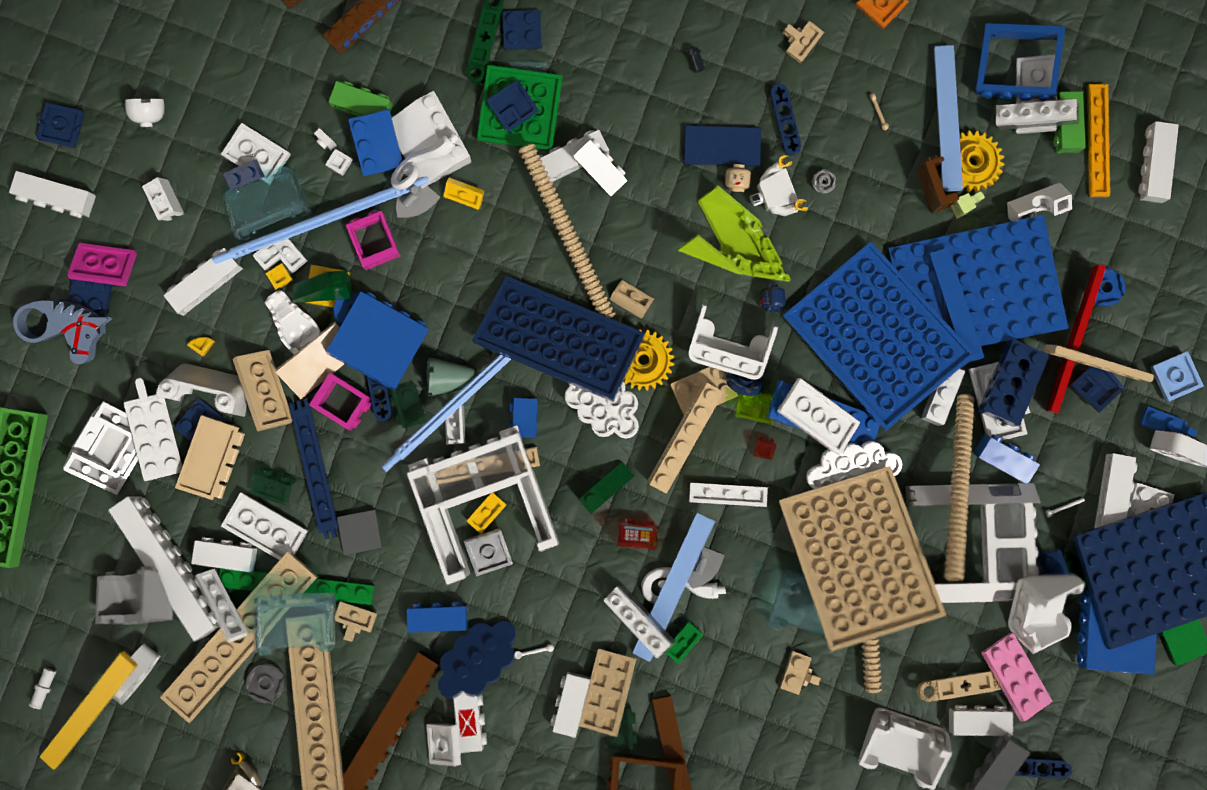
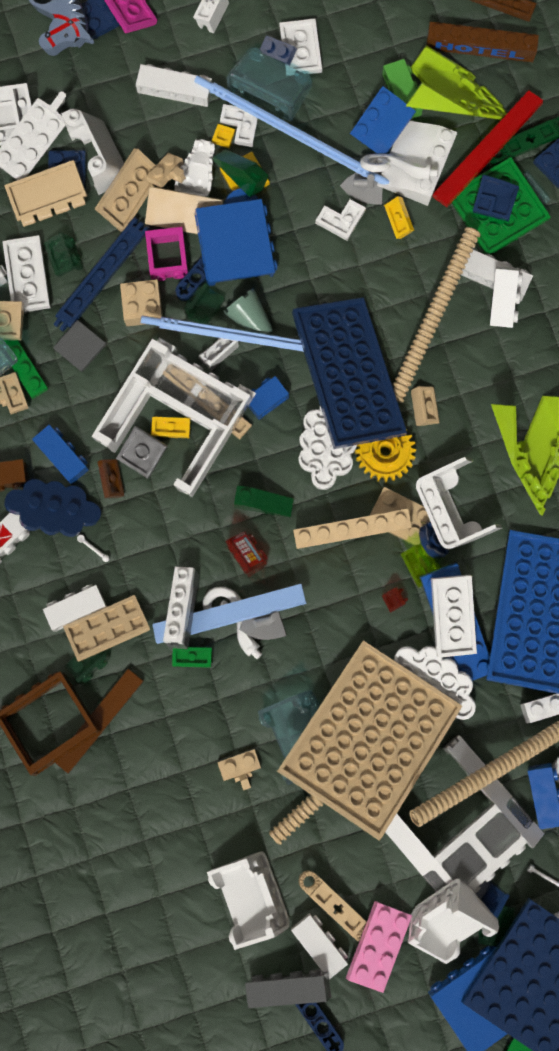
camera: 50 degrees right, 5 degrees down
(201, 345) = (126, 122): yellow tile -> none
(272, 346) = (166, 170): none -> tan hinge
(324, 141) = (352, 86): white plate -> none
(339, 162) = (345, 110): white plate -> none
(365, 454) = (140, 300): none -> tan brick
(378, 258) = (300, 196): dark pink window -> none
(396, 61) = (451, 88): none -> lime windscreen
(432, 240) = (343, 223): none -> white plate
(466, 77) = (487, 148): none -> red tile
(489, 593) = (110, 478): none -> reddish brown plate
(728, 494) = (335, 599): white plate -> none
(772, 298) = (516, 511): dark blue head -> none

